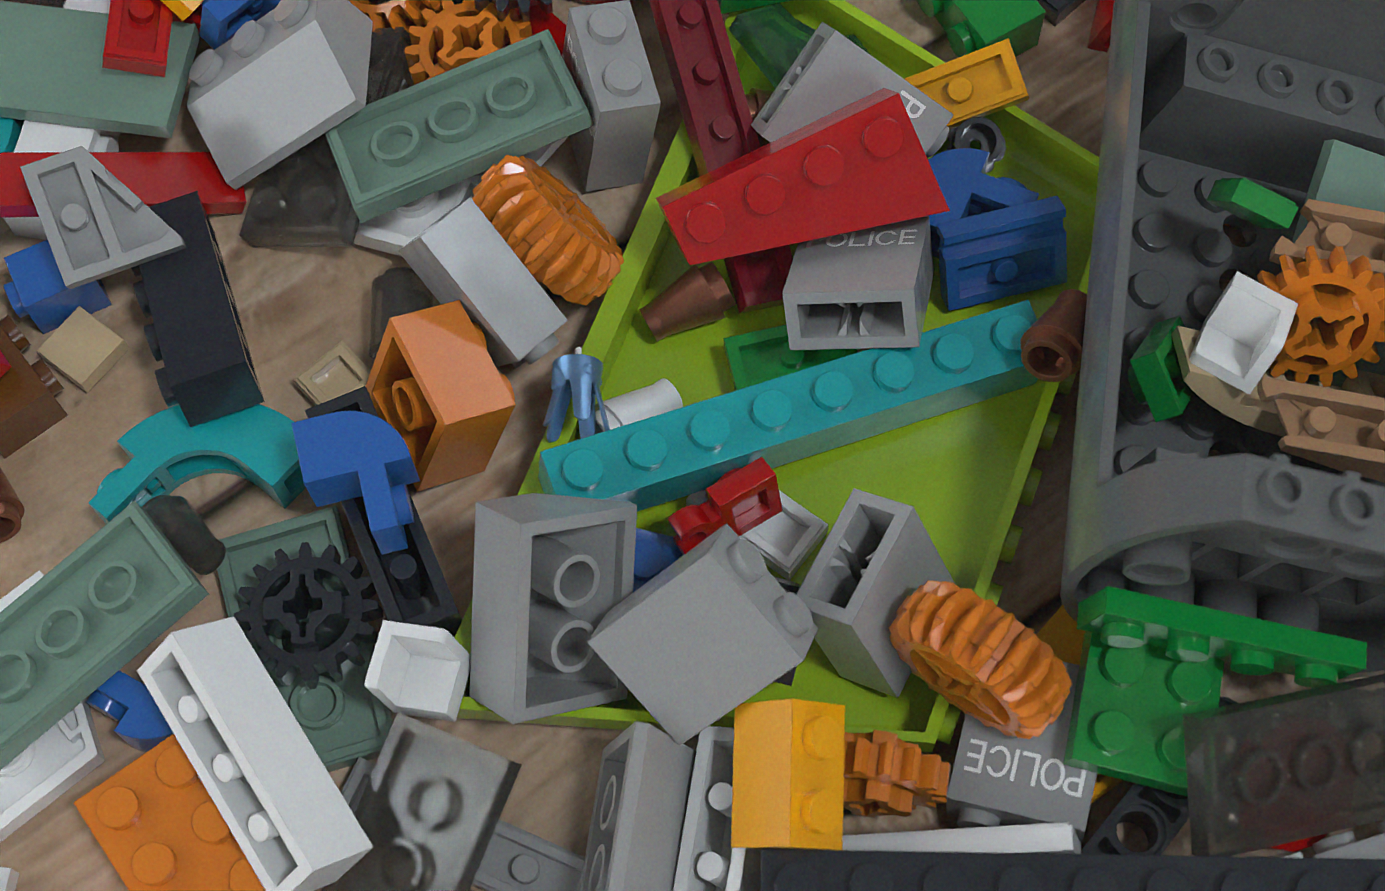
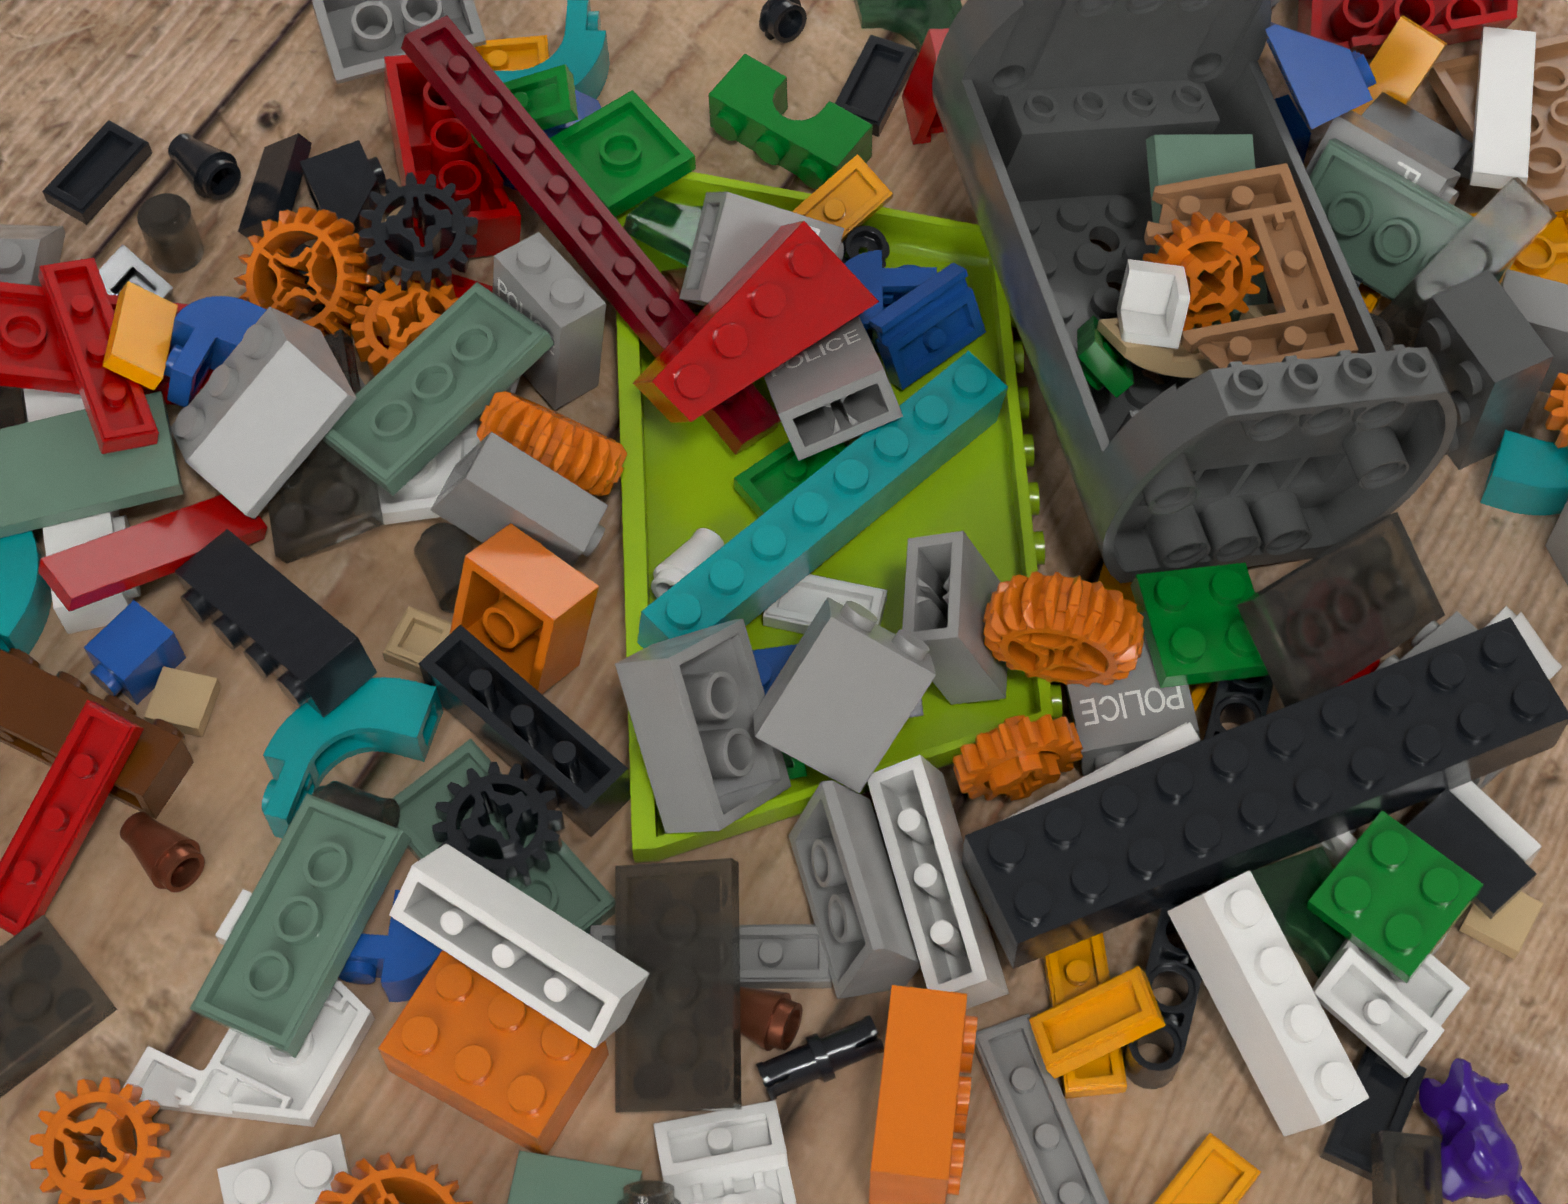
camera: 25 degrees left, 5 degrees down
(94, 218) = (161, 578): light grey wing -> none
(355, 457) = (493, 675): blue brick -> none
(418, 671) = (620, 823): white panel -> none
(576, 378) = (636, 550): flat silver piece -> none
(689, 302) = (690, 461): copper cone -> none
(739, 499) = (805, 596): red plate -> none
(788, 775) = (957, 773): light orange brick -> none
(1055, 340) = (1008, 370): copper cone -> none
(1200, 632) = (1227, 541): green plate -> none
(1253, 203) = (1113, 205): green tile -> none

